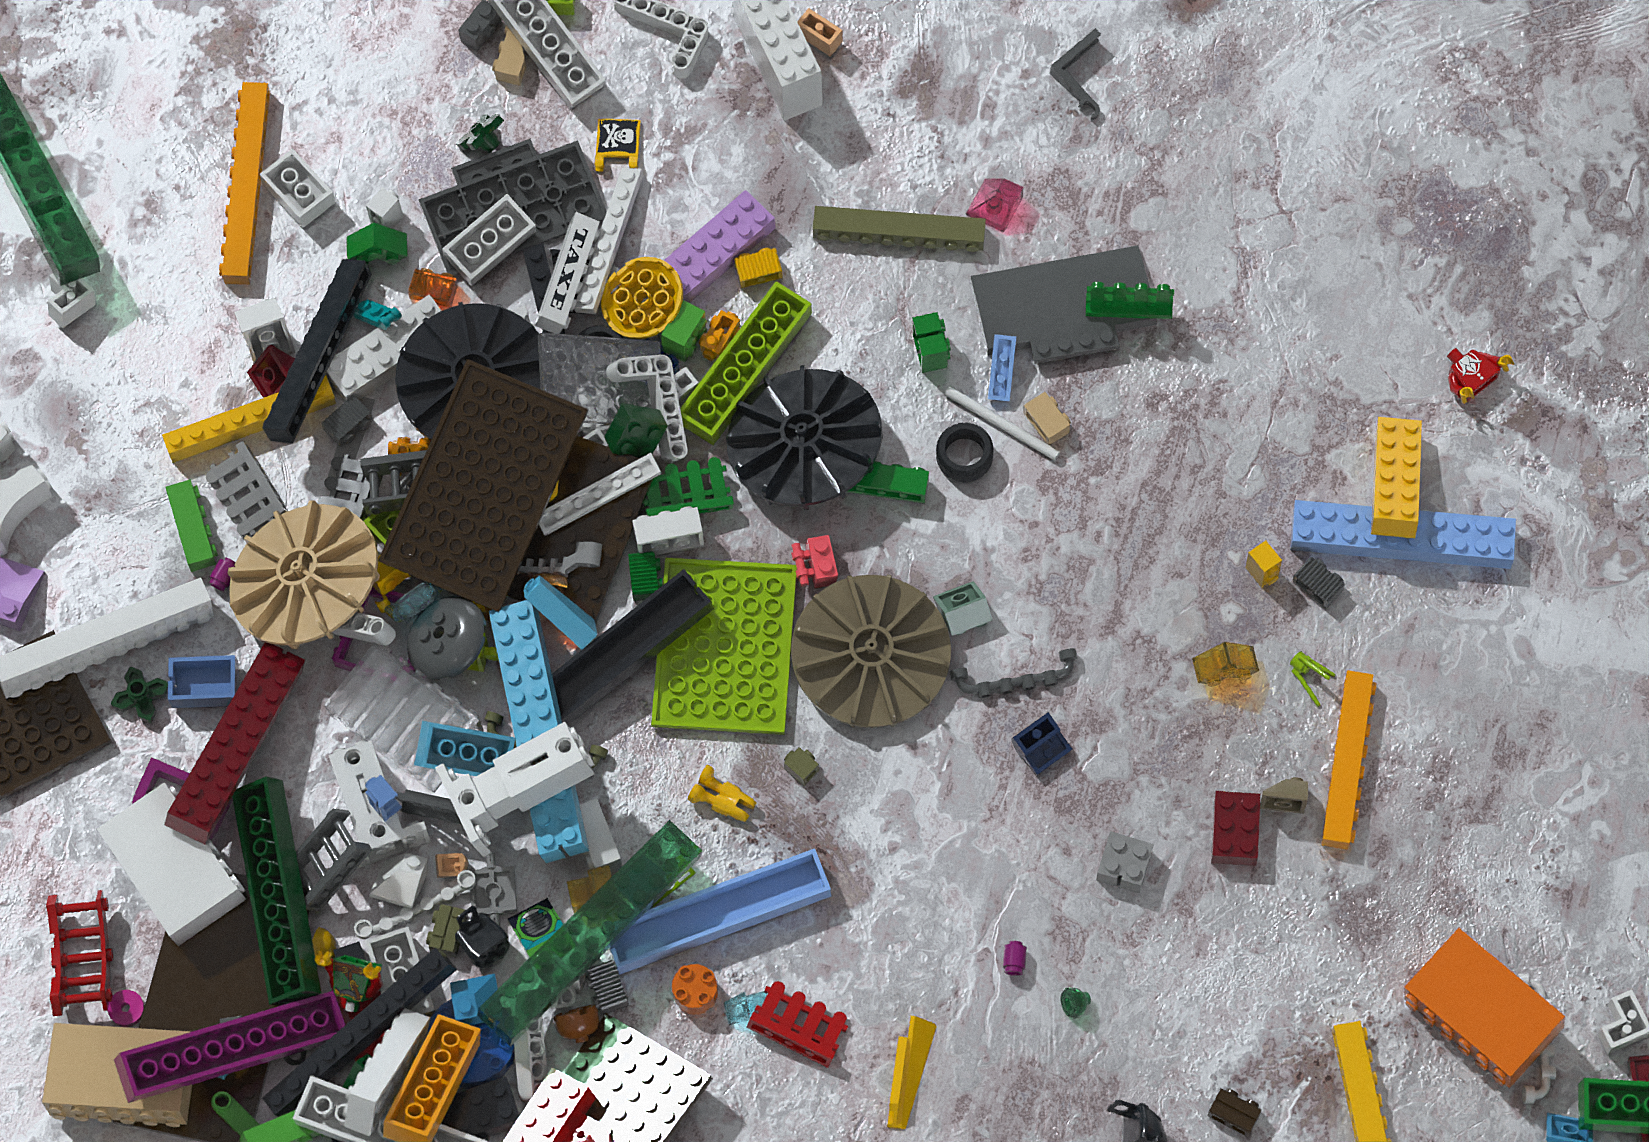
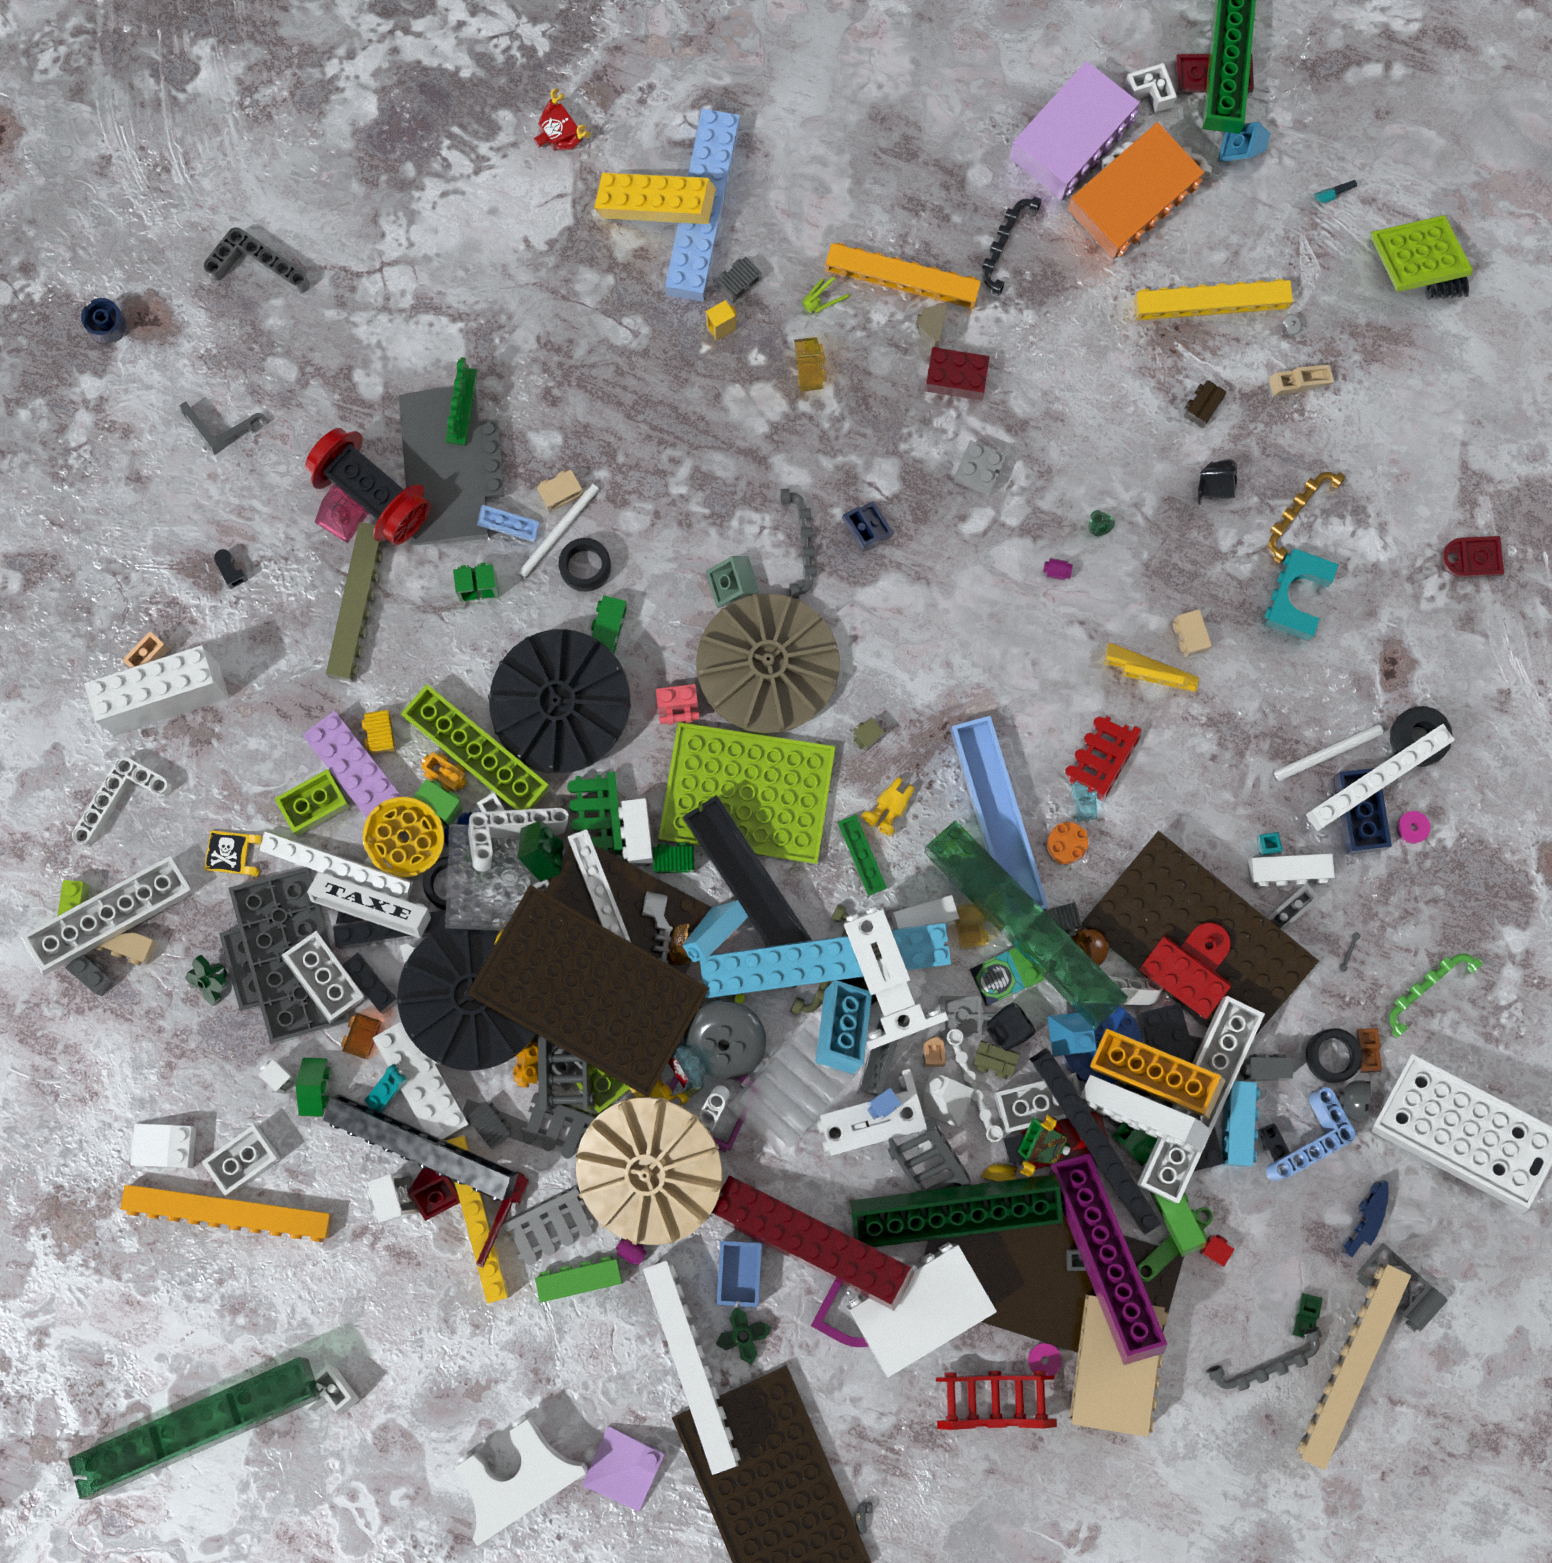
camera: 90 degrees left, 10 degrees up
(278, 452) = (516, 1198): none -> dark red piece
(309, 118) = (163, 1145): none -> white slope
(492, 284) = (370, 983): none -> black brick
(664, 771) = (862, 855): none -> green plate
(673, 208) = (312, 802): none -> lime brick
(922, 100) = (225, 563): none -> black leg
(953, 1114) = (1192, 633): none -> tan brick
(1043, 189) = (339, 462): none -> brick
(1276, 86) = (258, 257): none -> dark grey beam
(1418, 871) = (1004, 232): none -> black bar
(1552, 935) = (1074, 130): none -> lavender brick

